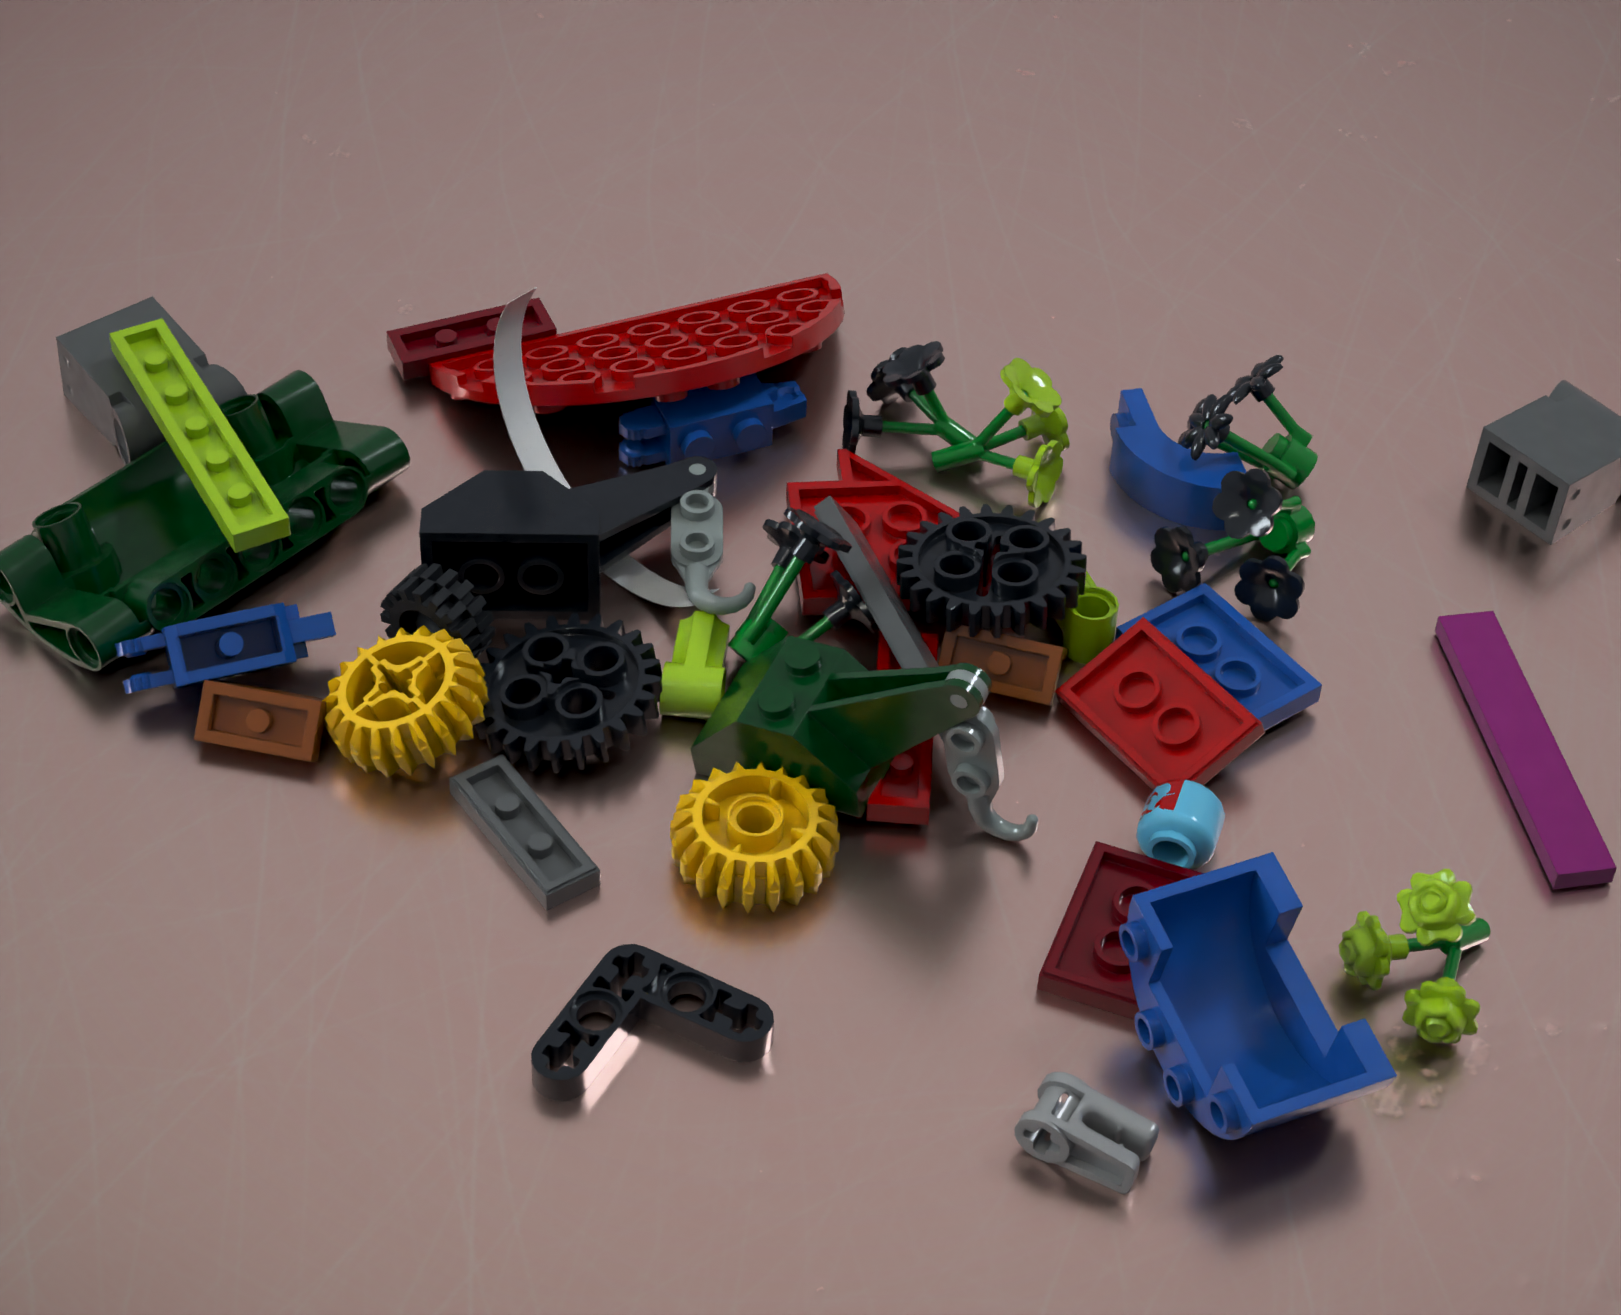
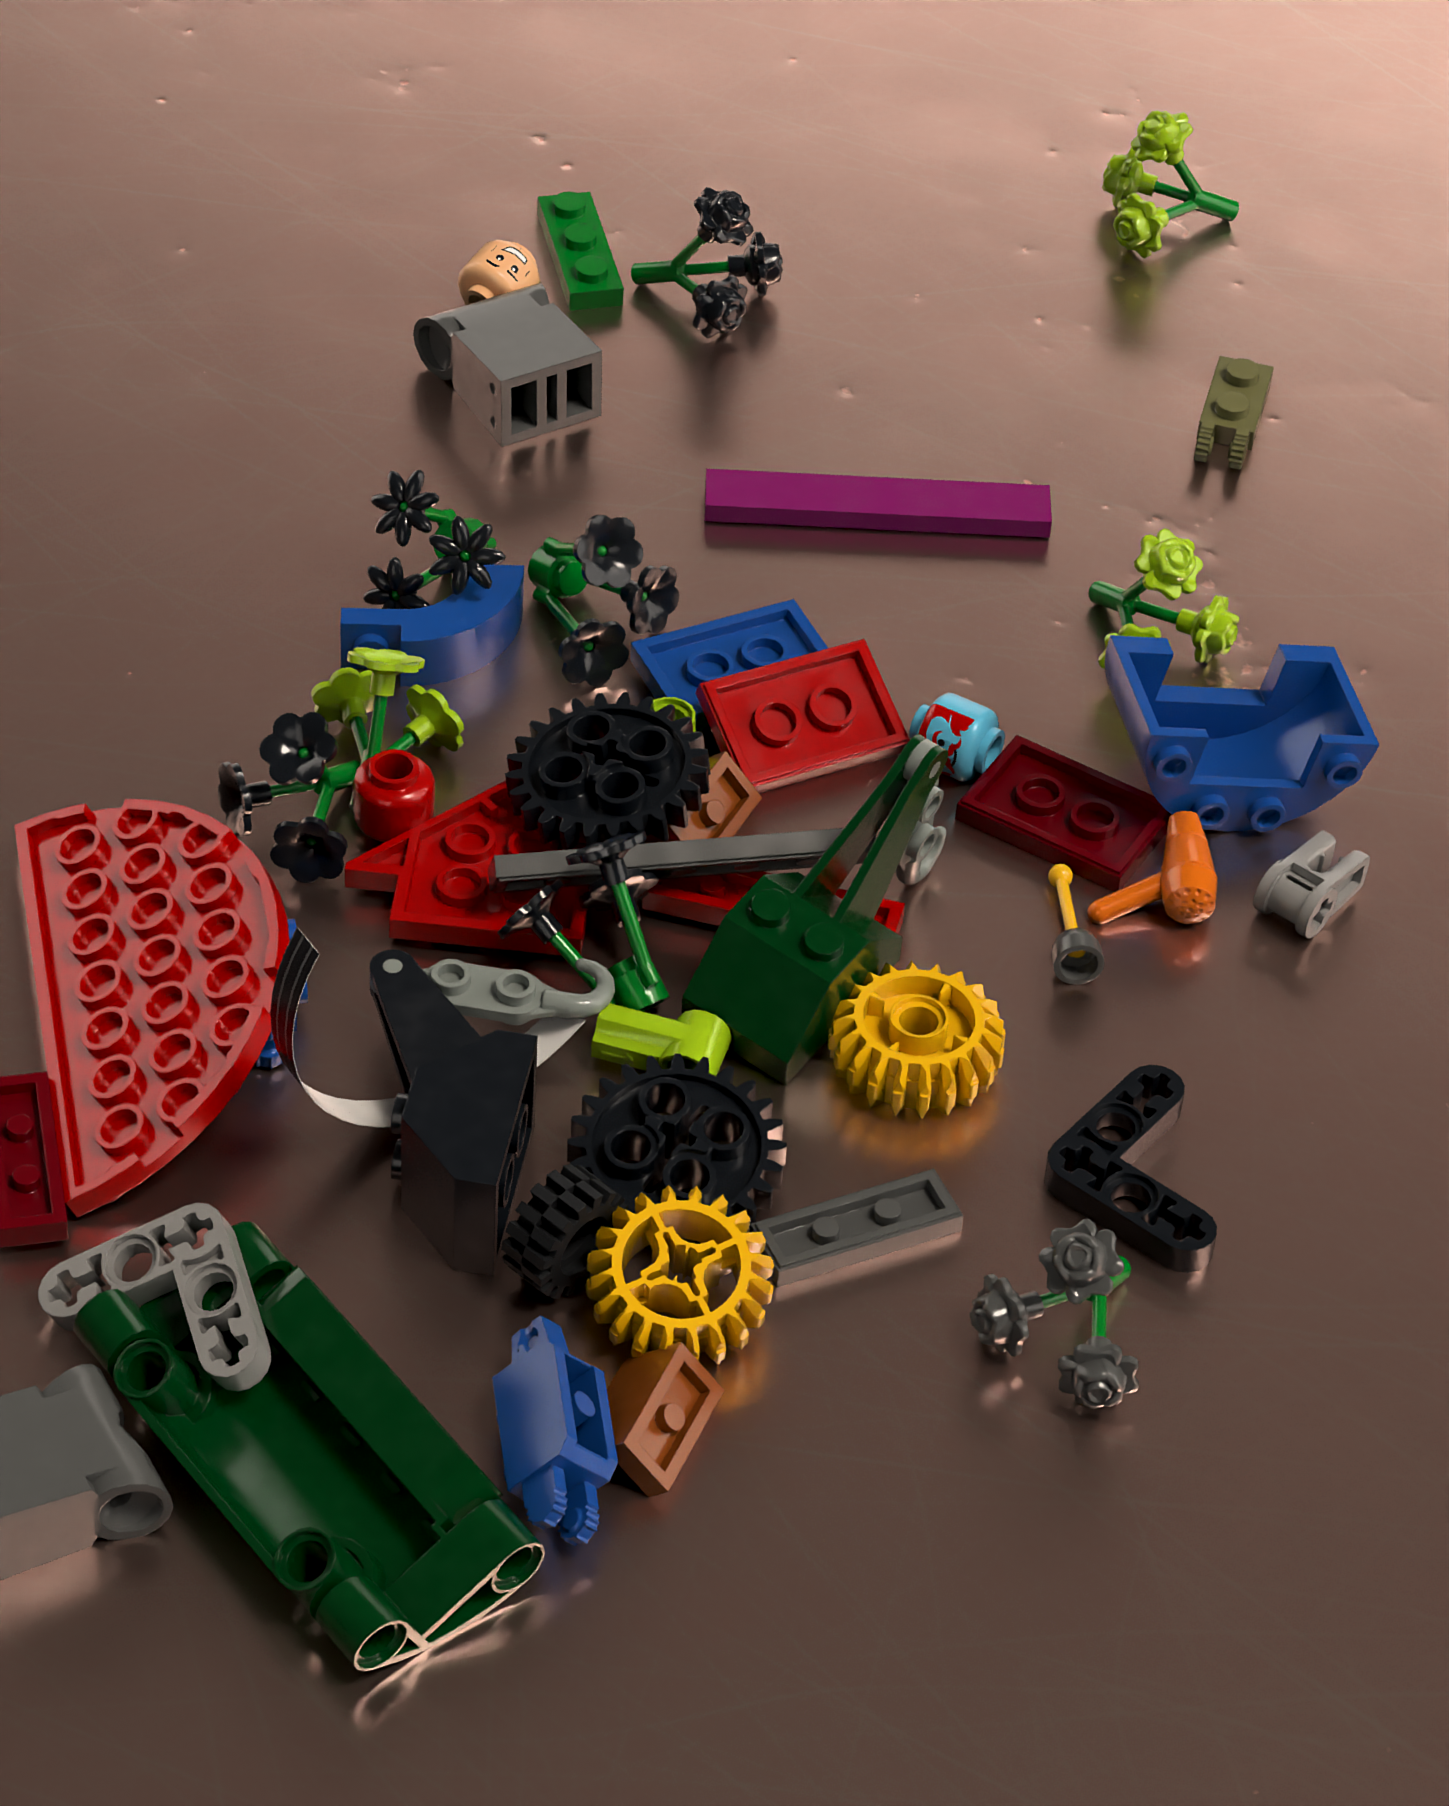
camera: 80 degrees left, 0 degrees up
(200, 436) = (225, 1384): lime plate -> none
(354, 412) = (191, 1272): none -> light grey beam
(415, 927) = (1078, 1269): none -> dark grey plant
(919, 947) = (1076, 952): none -> dark grey hinge
(931, 457) = (392, 794): none -> red head
(1054, 1024) = (1184, 883): none -> orange piece

